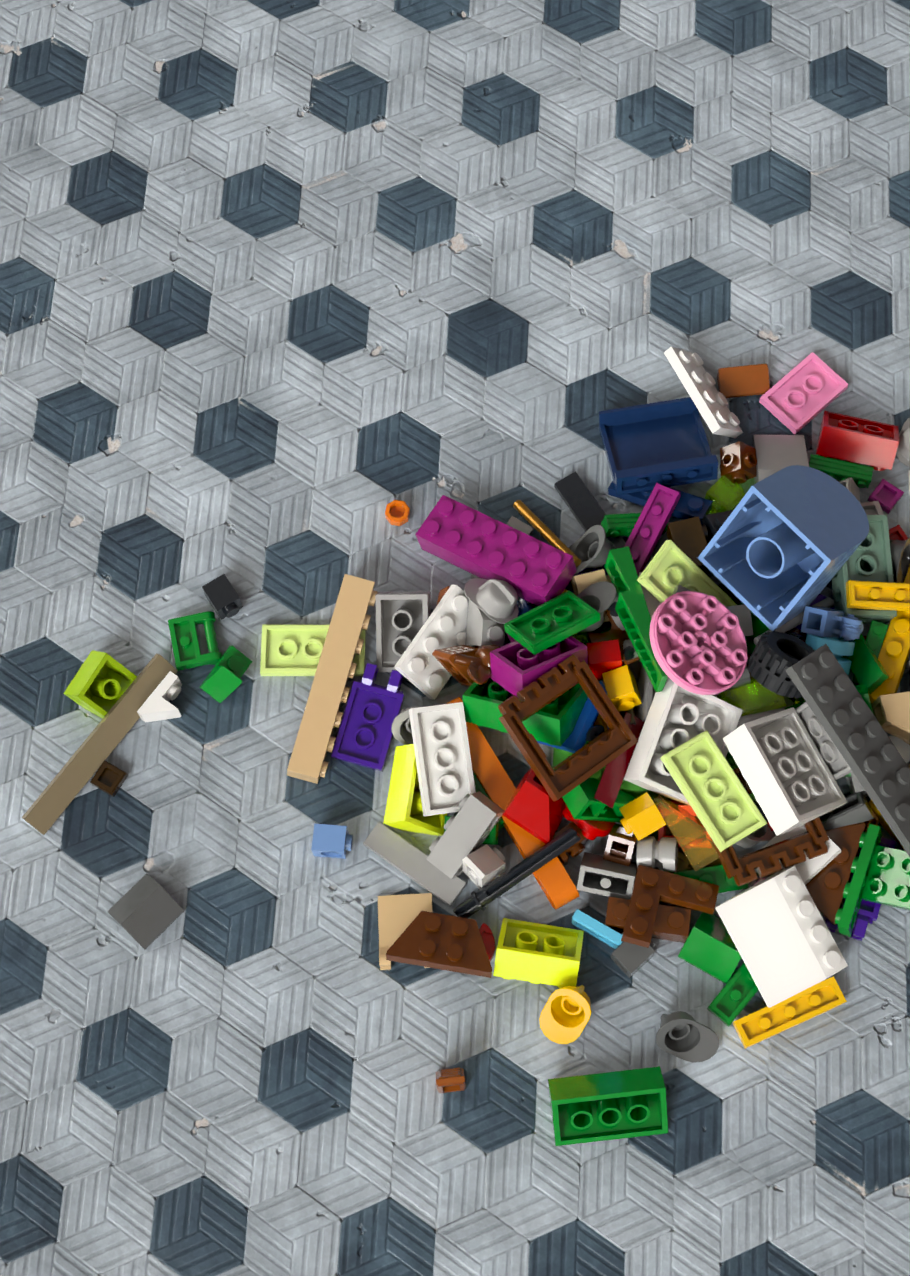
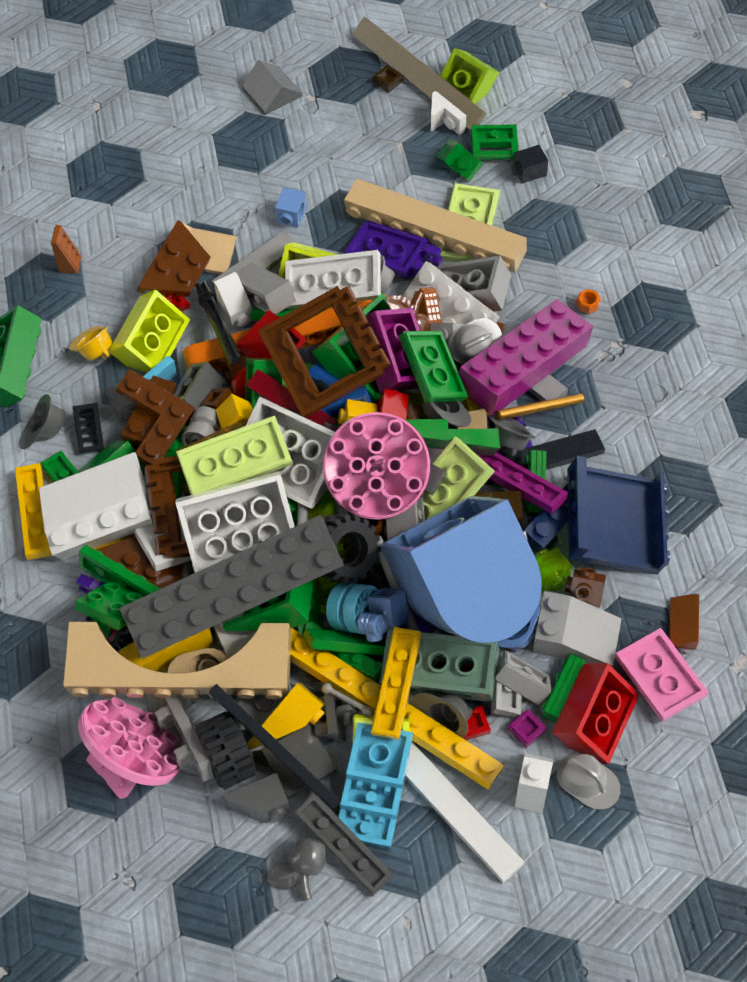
camera: 100 degrees right, 10 degrees down
(656, 1002) = (83, 411): none -> black slope
(703, 392) = (671, 570): white plate -> none

